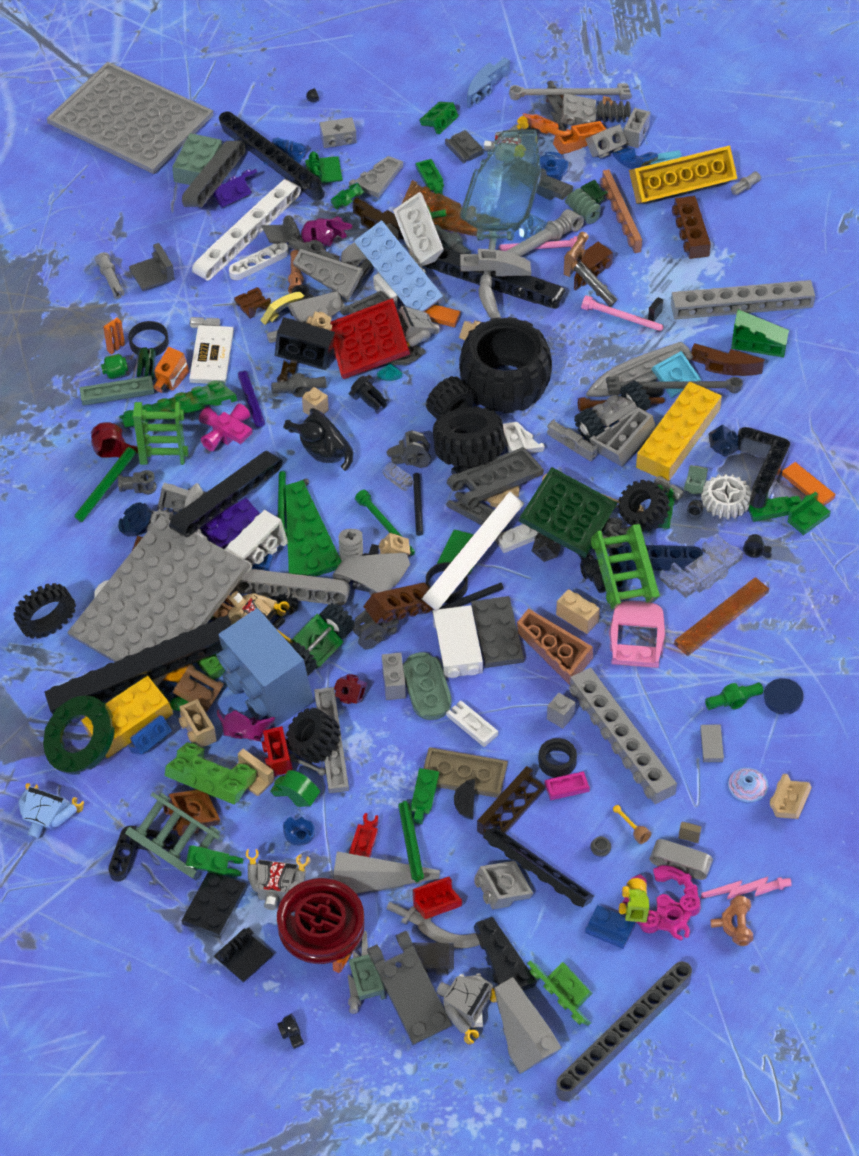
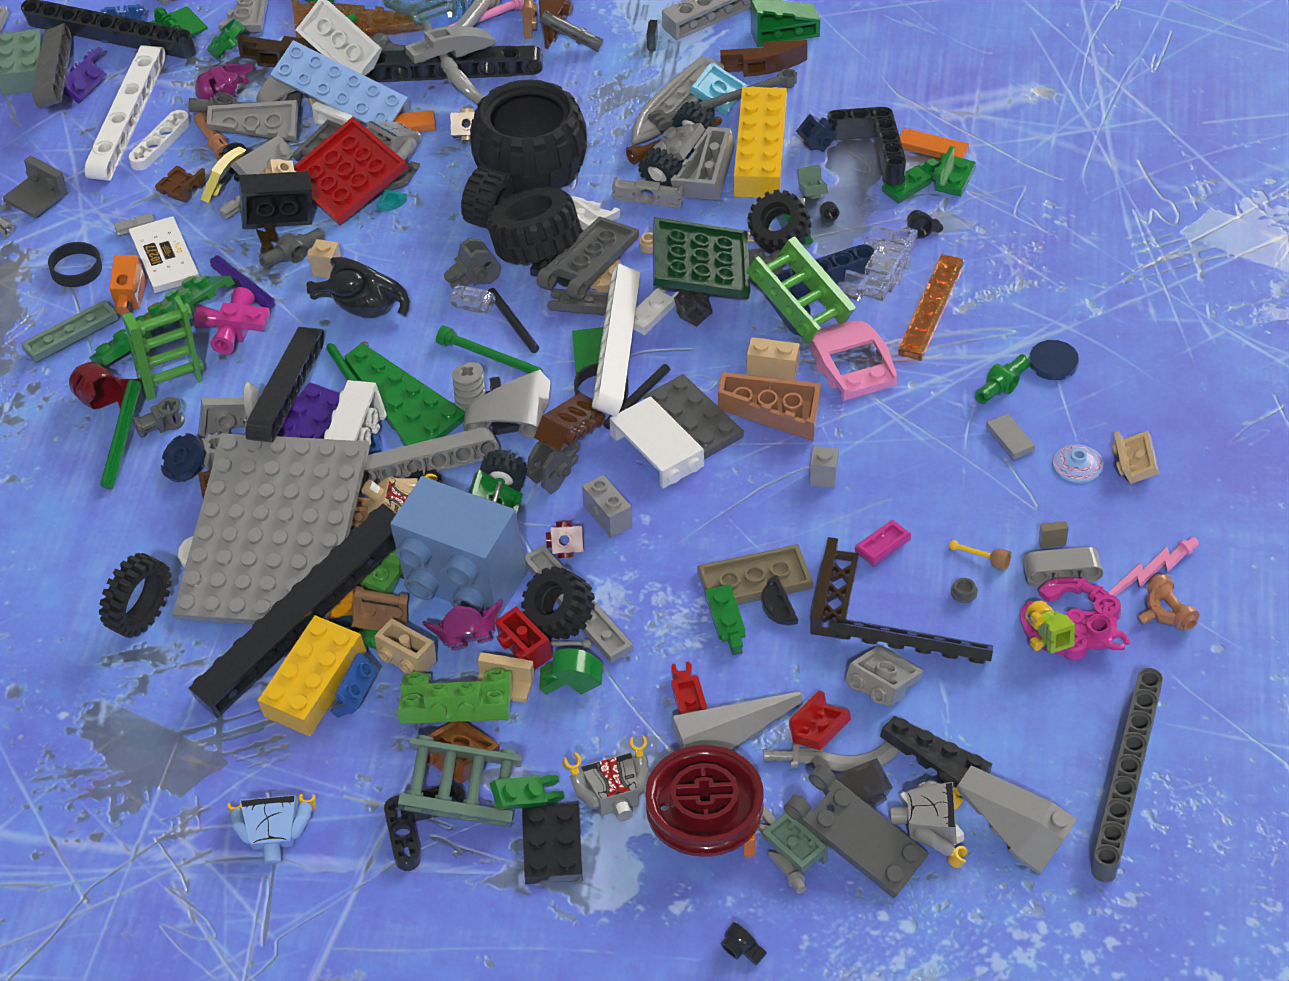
camera: 25 degrees left, 5 degrees down
(97, 747) = (298, 728): dark green plate -> none
(114, 366) = (52, 305): green head -> none
(117, 334) = (33, 271): orange tile -> none
(146, 361) = (88, 288): dark green arm -> none
(243, 954) = (626, 884): black hinge -> none
(282, 233) = (176, 97): dark grey hinge -> none
(298, 831) = (605, 717): blue hair -> none
(364, 389) = (382, 226): black piece -> none
(394, 544) = (517, 366): tan brick -> none
(410, 841) = (747, 673): green axle -> none
(426, 686) = (653, 504): sand green tile -> none
(472, 723) = (730, 521): white hinge -> none
(557, 744) = (855, 503): black tyre -> none
(567, 987) = (1030, 753): bright green bracket -> none
(589, 303) = (575, 54): bright pink piece -> none
(590, 569) = (759, 311): black pin -> none
(604, 708) = (911, 466): light grey brick -> none
(609, 927) = (1032, 671): blue plate -> none
(728, 505) = (856, 186): white gear -> none

